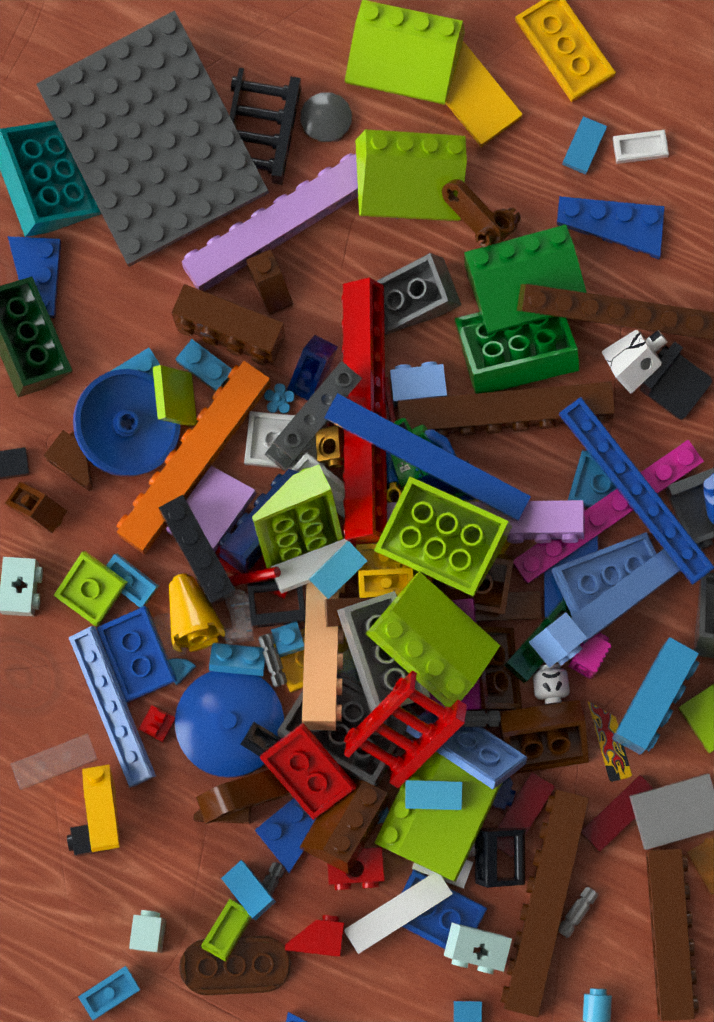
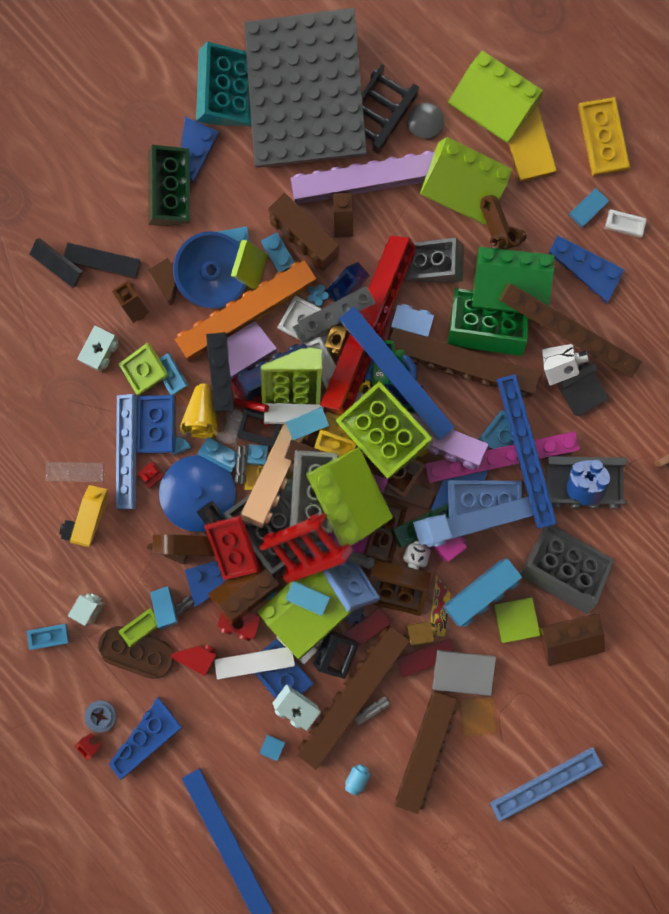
camera: 20 degrees right, 5 degrees up
(599, 782) = (421, 632): none -> pearl gold brick

